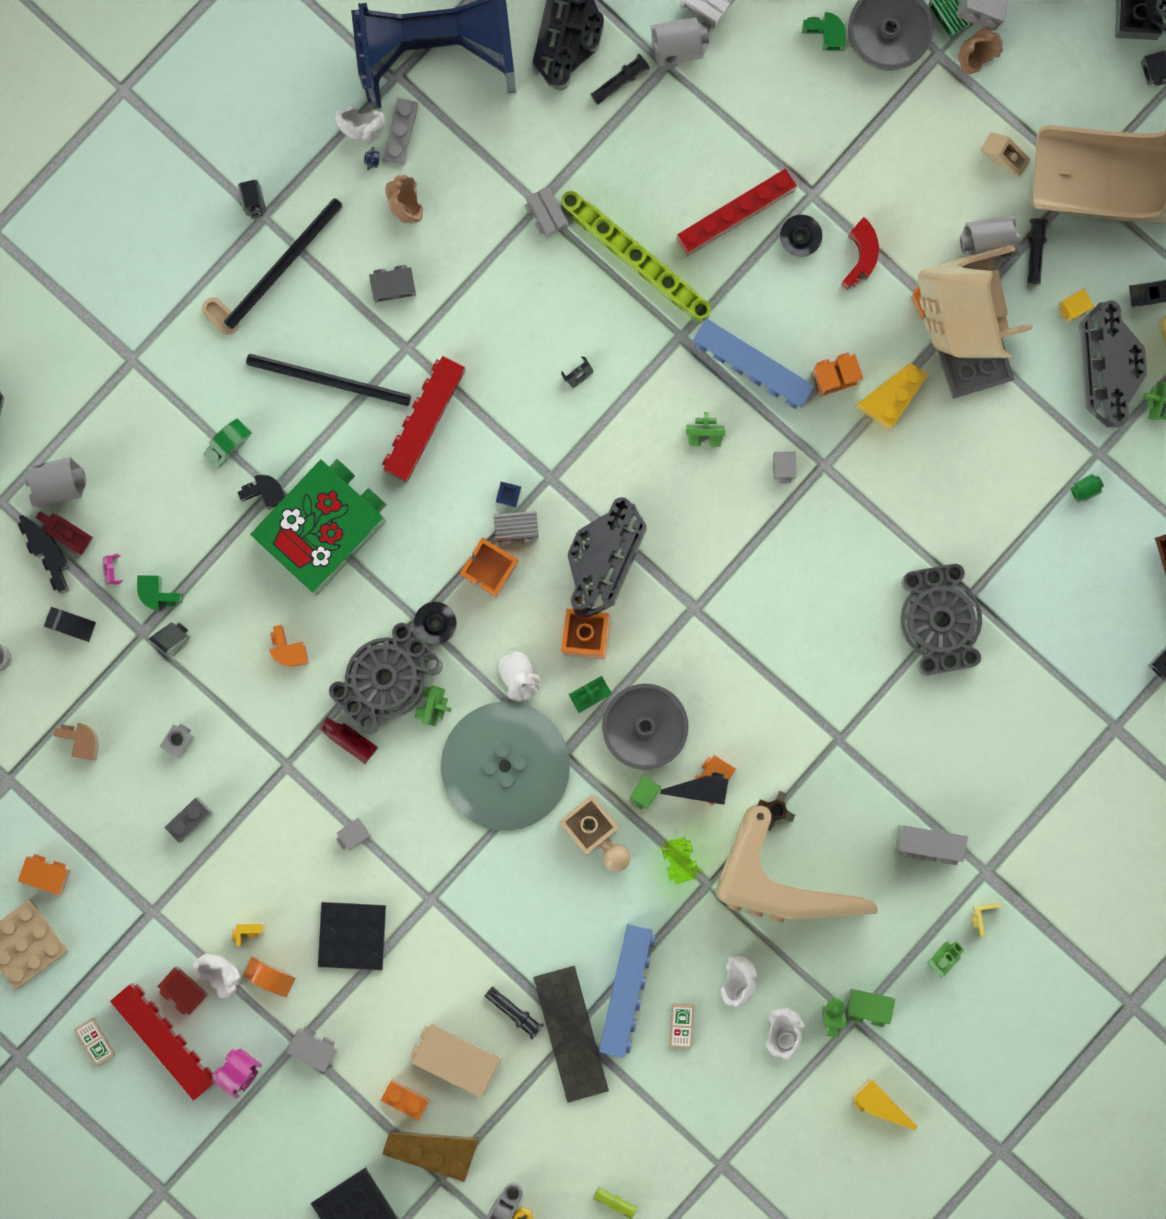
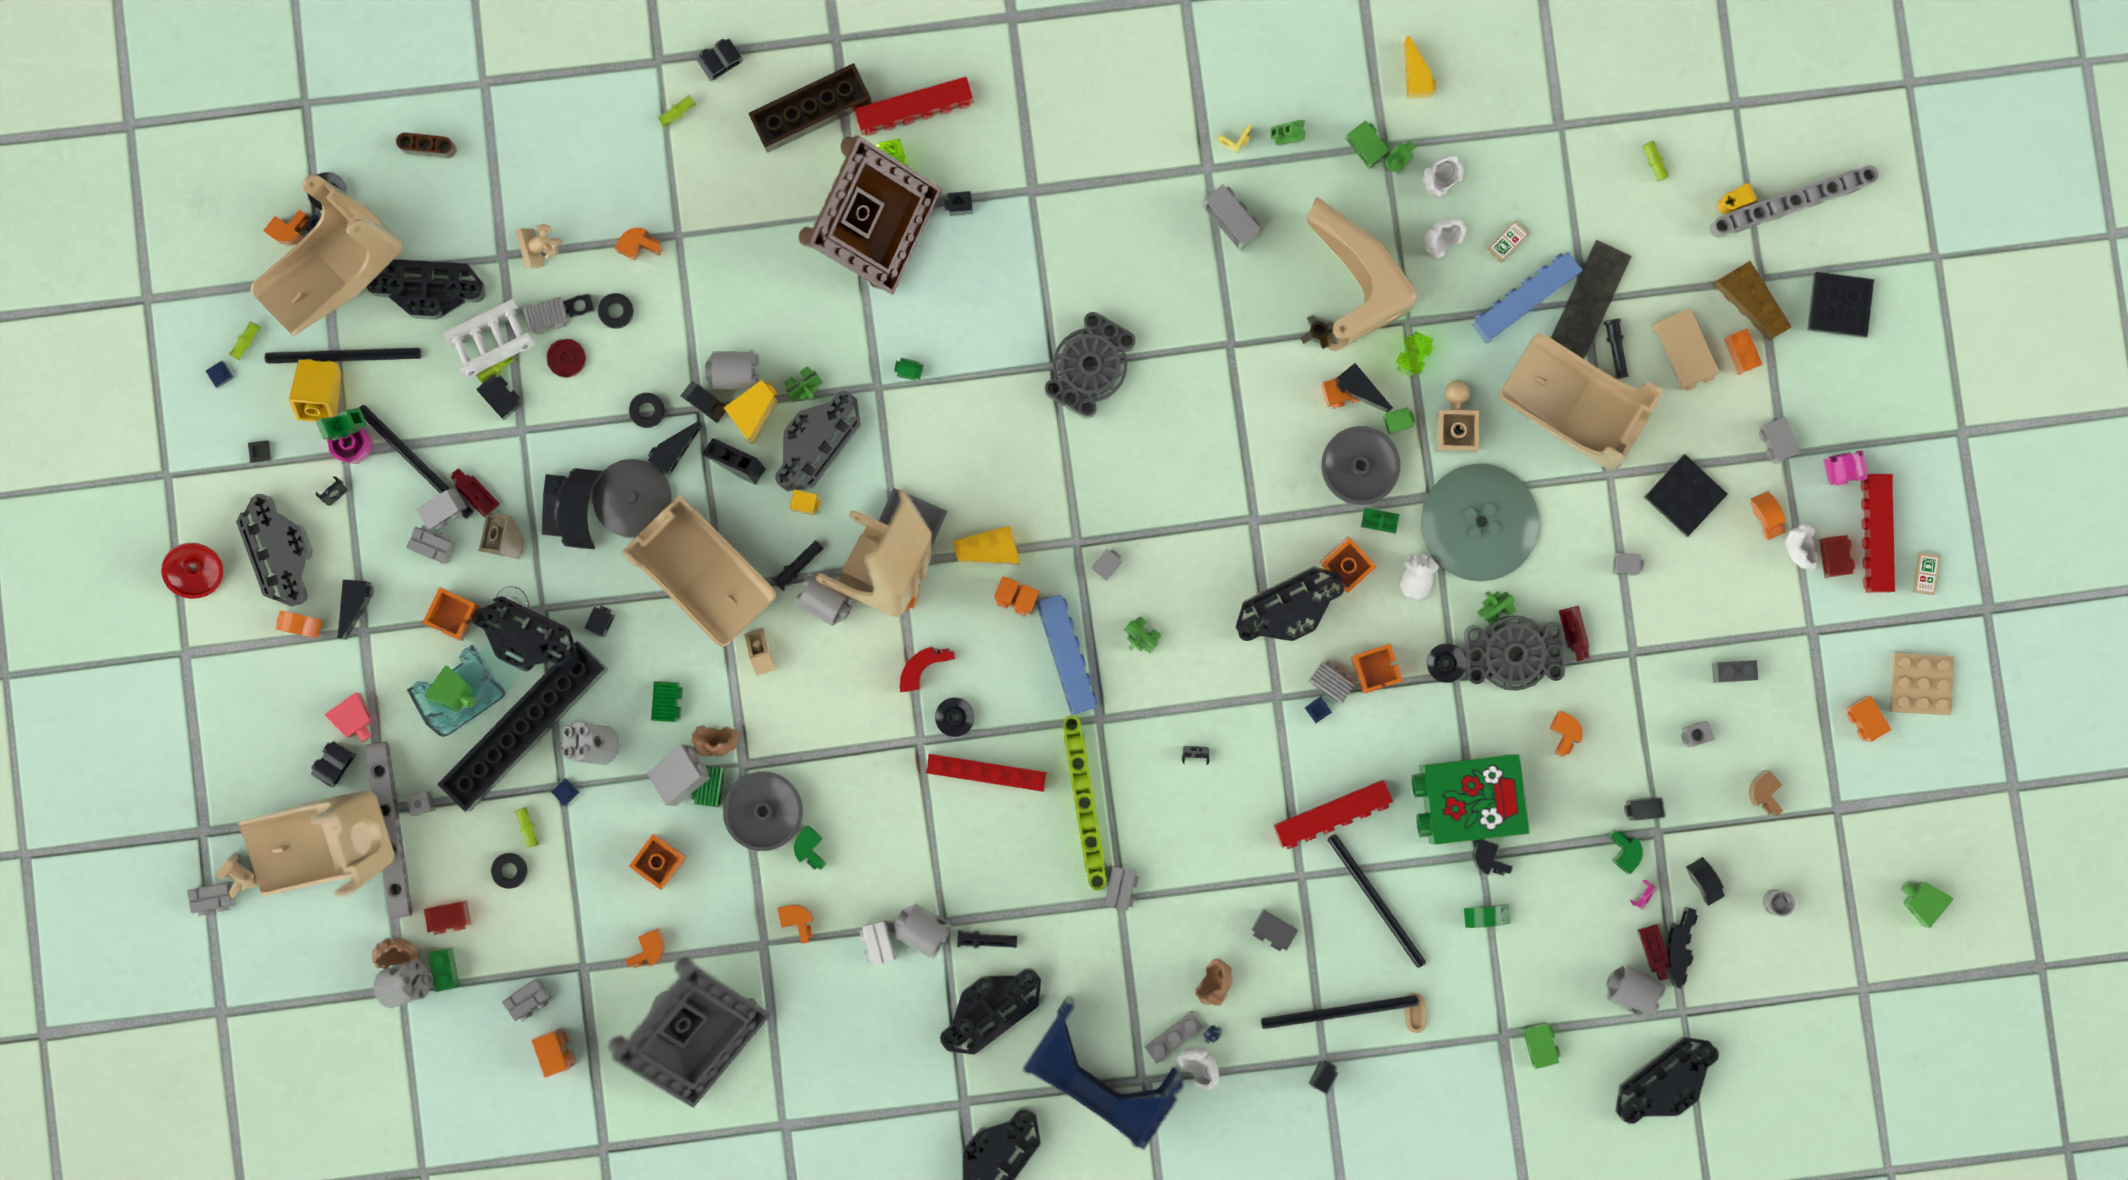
camera: 140 degrees left, 0 degrees up
(95, 374) = (1541, 1045): none -> bright green brick
(250, 930) = (1754, 559): yellow bracket -> none
(510, 933) = (1579, 401): none -> tan piece
(1045, 49) = (665, 701): none -> green brick

